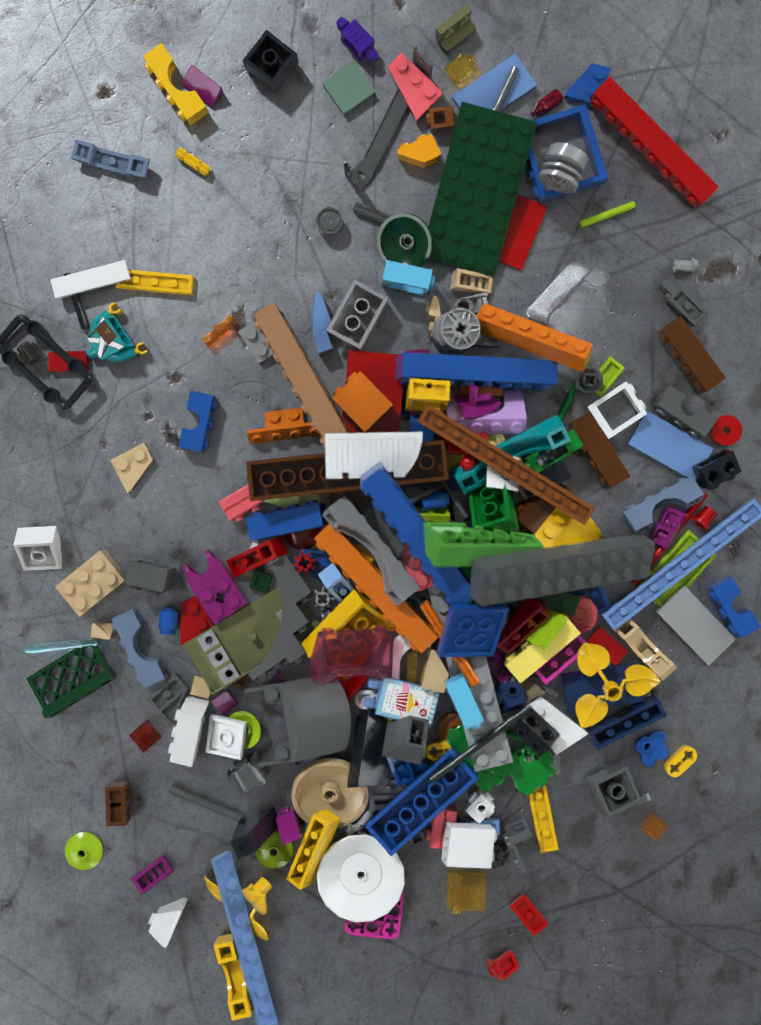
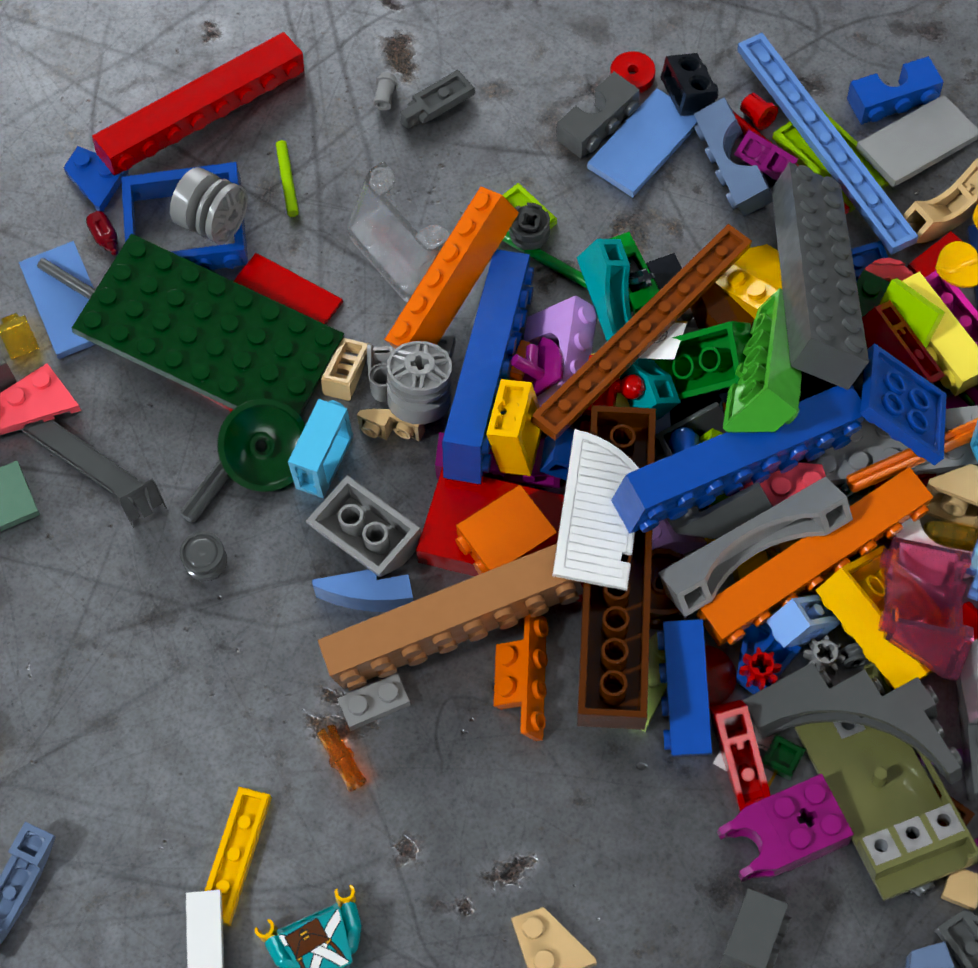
camera: 75 degrees left, 25 degrees down
(168, 620) = (837, 925): blue brick -> none
(192, 161) = (47, 758): yellow axle -> none
(193, 619) = (839, 882): red wing -> none
(197, 438) = (467, 802): blue arch -> none
(239, 503) = (642, 764): coral brick -> none
(421, 152) = (130, 407): light orange slope -> none
(447, 111) = (88, 362): dark orange brick -> none
(599, 451) = (648, 223): reddish brown brick -> none
(630, 393) = (592, 222): white window -> none
(691, 355) = (515, 97): reddish brown brick -> none

